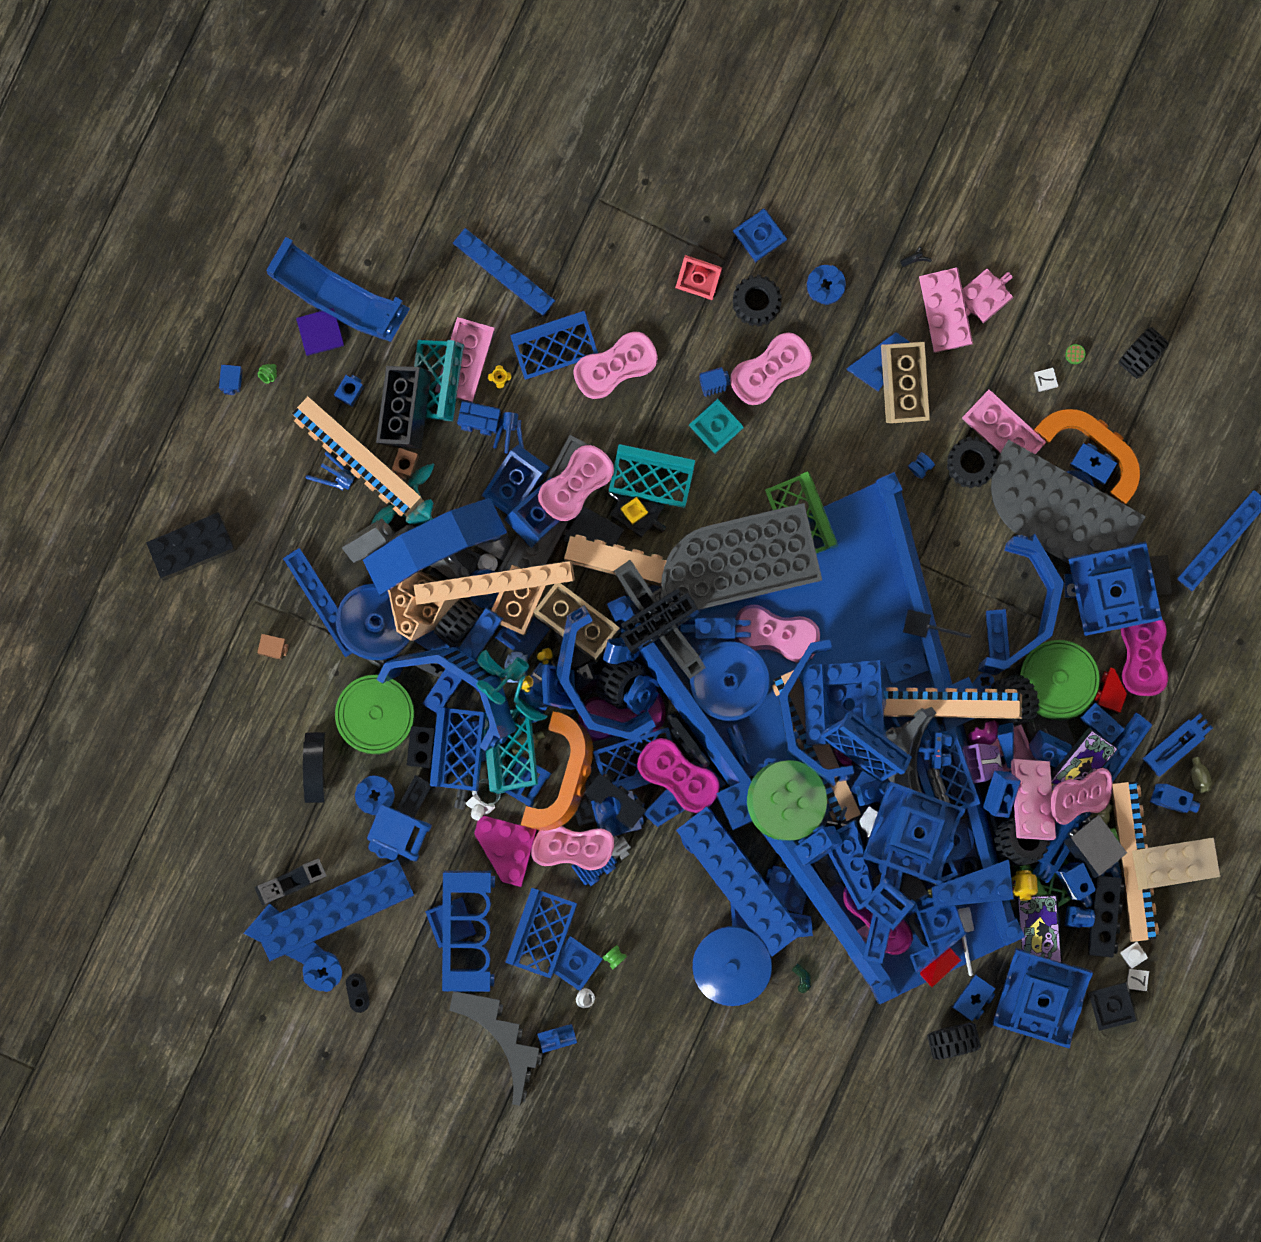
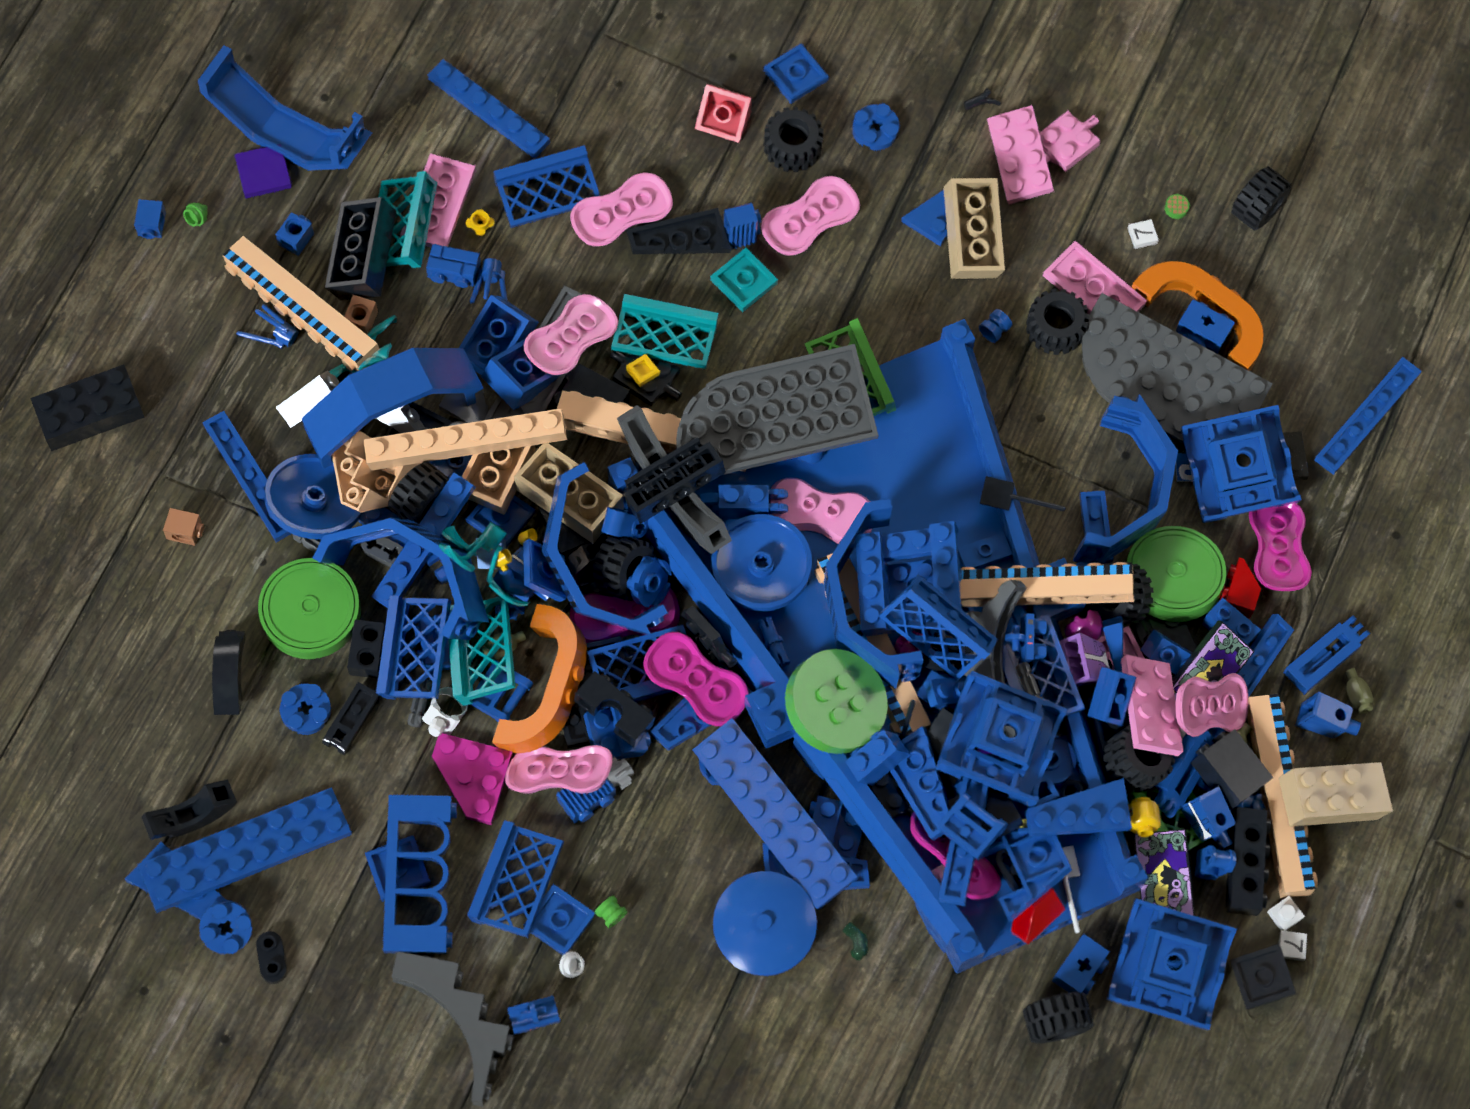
camera: 10 degrees left, 15 degrees down
(392, 832) = (326, 752): blue piece -> none
(668, 386) = (681, 235): none -> black wing

